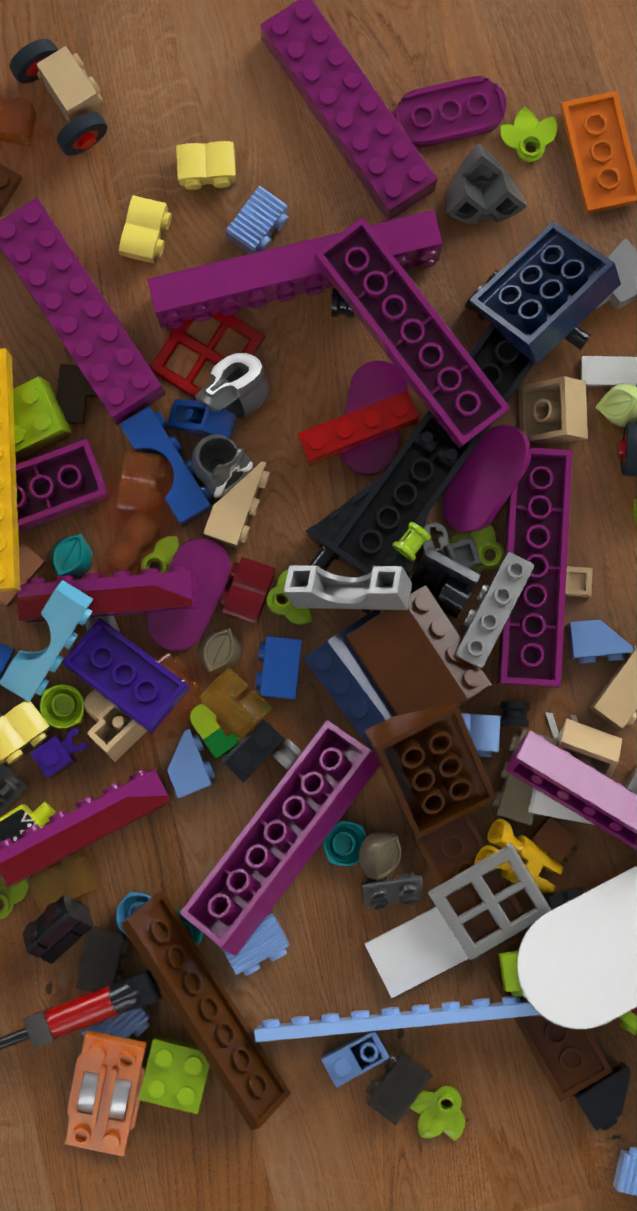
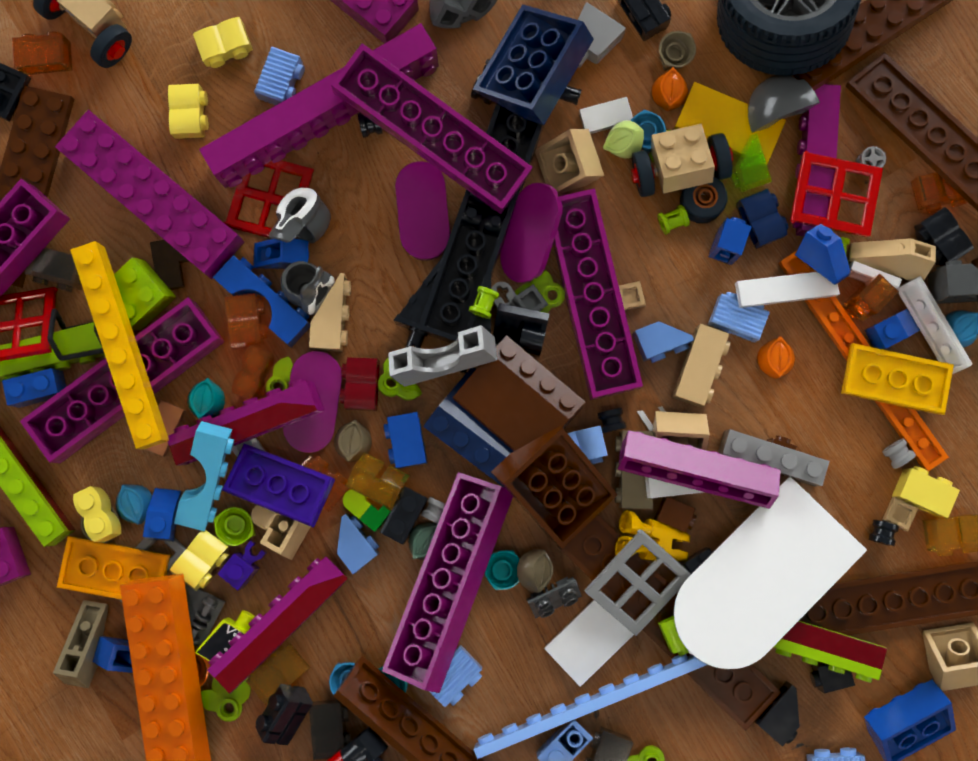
camera: 15 degrees left, 0 degrees up
(263, 783) = (420, 539): none -> sand green hat
(358, 428) = (412, 222): red brick -> none
(494, 609) = (569, 339): light grey bracket -> none

